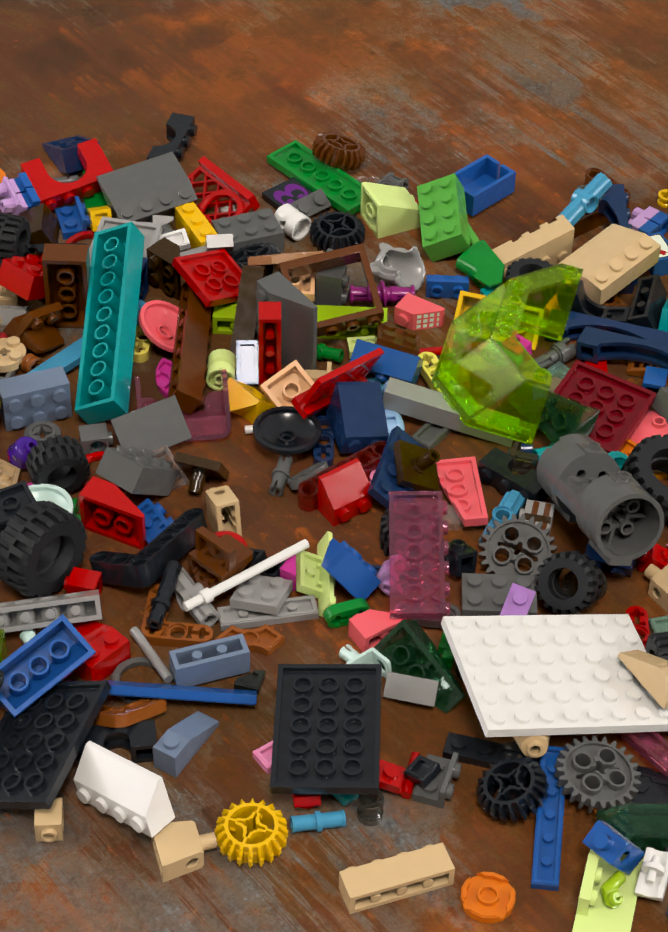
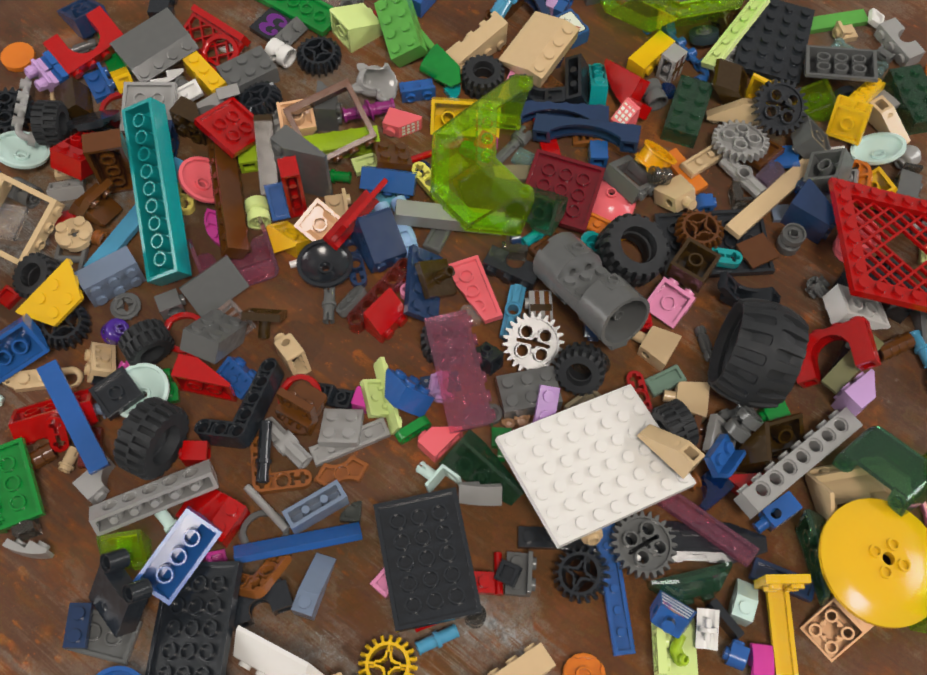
camera: 15 degrees left, 20 degrees up
(207, 595) = (299, 445): white bar -> none
(279, 258) = (285, 98): medium nougat tile -> none

